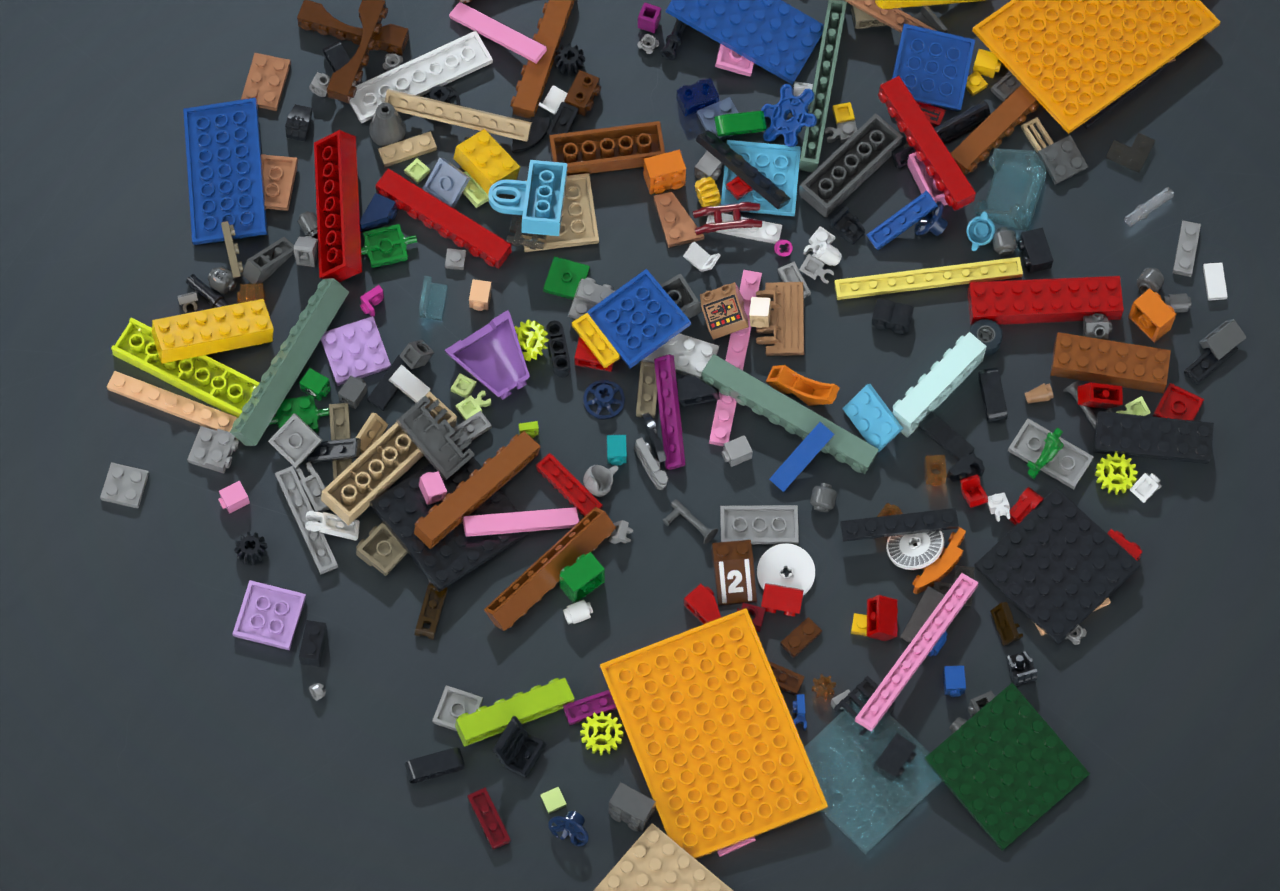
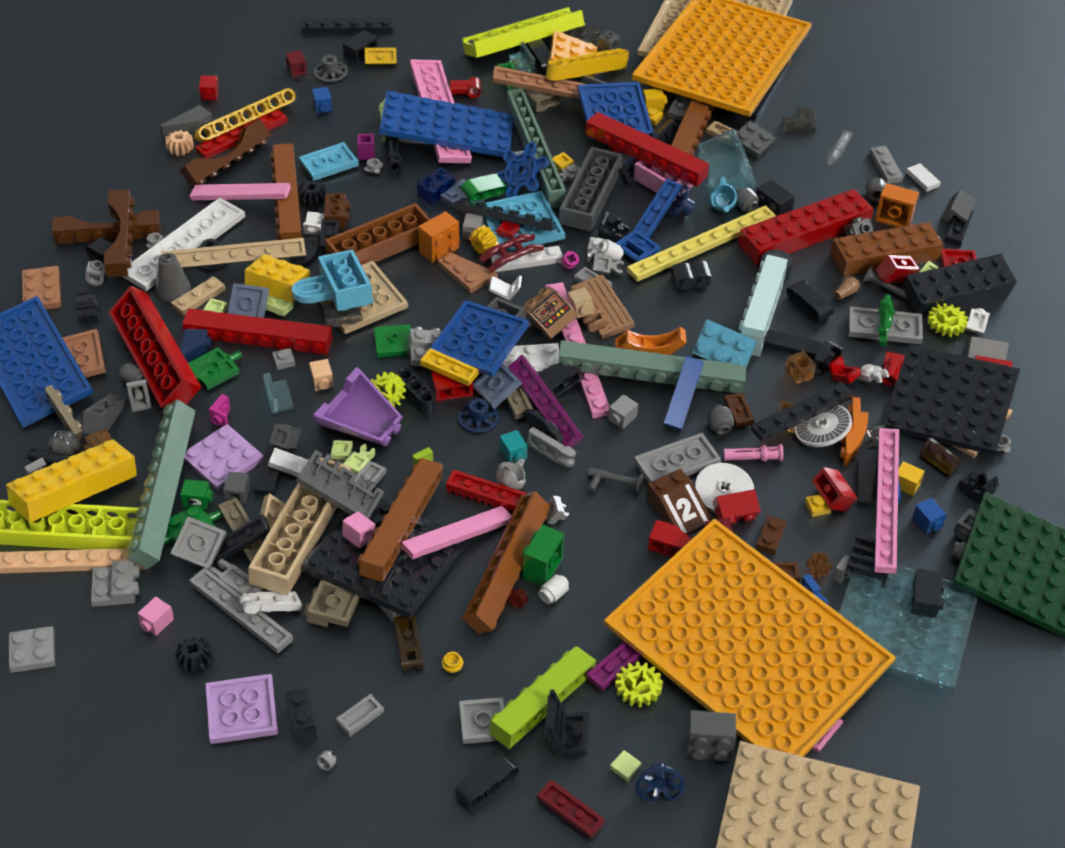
camera: 25 degrees left, 20 degrees down
(362, 661) = (359, 715): none -> light grey tile
(459, 645) = (452, 662): none -> yellow plate
(544, 607) = (518, 598): none -> clear red plate
(605, 20) = (328, 161): none -> medium azure plate
(634, 379) = (498, 387): none -> sand blue tile
(843, 551) = (764, 453): none -> bright pink pin
(848, 493) = (740, 410): none -> reddish brown plate
(864, 254) = (640, 244): none -> blue plate
(960, 633) = (909, 478): none -> yellow brick
(1133, 523) = (987, 348): none -> light grey slope

